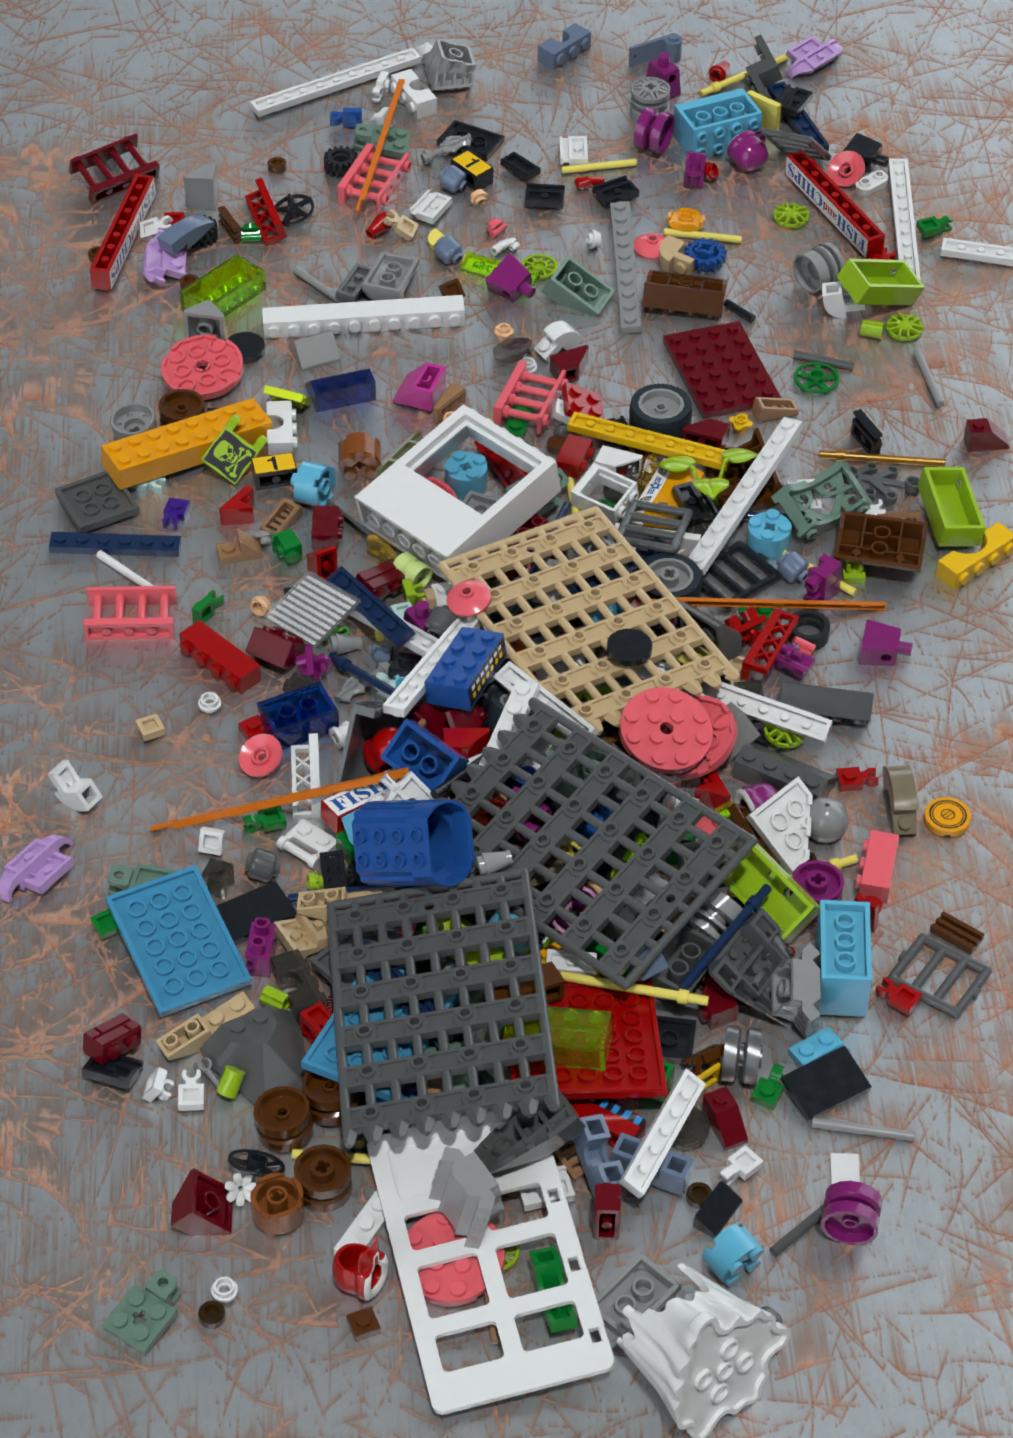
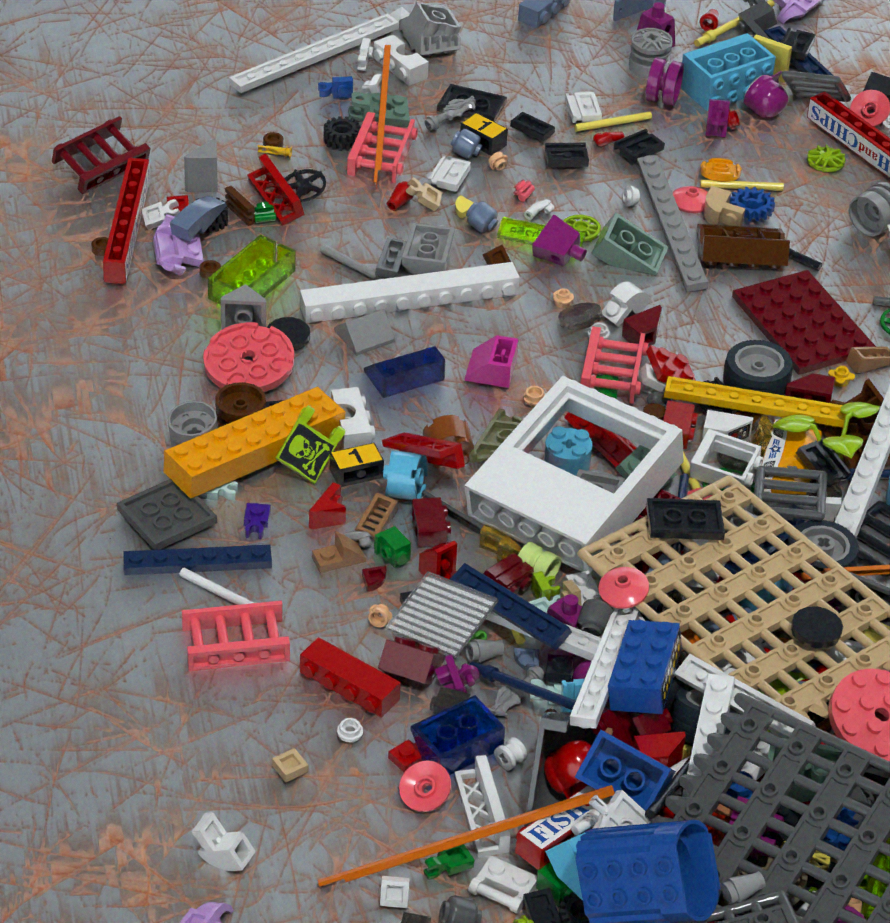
camera: 10 degrees left, 5 degrees down
(205, 608) = (318, 624): green plate -> none
(266, 572) = (374, 577): none -> dark red tile
(286, 176) = (276, 150): none -> yellow piece
(296, 399) = (341, 381): neon yellow plate -> none
(342, 463) = (436, 450): none -> red fence
(450, 401) = (528, 376): medium nougat slope -> none
(540, 542) = (685, 519): none -> black tile

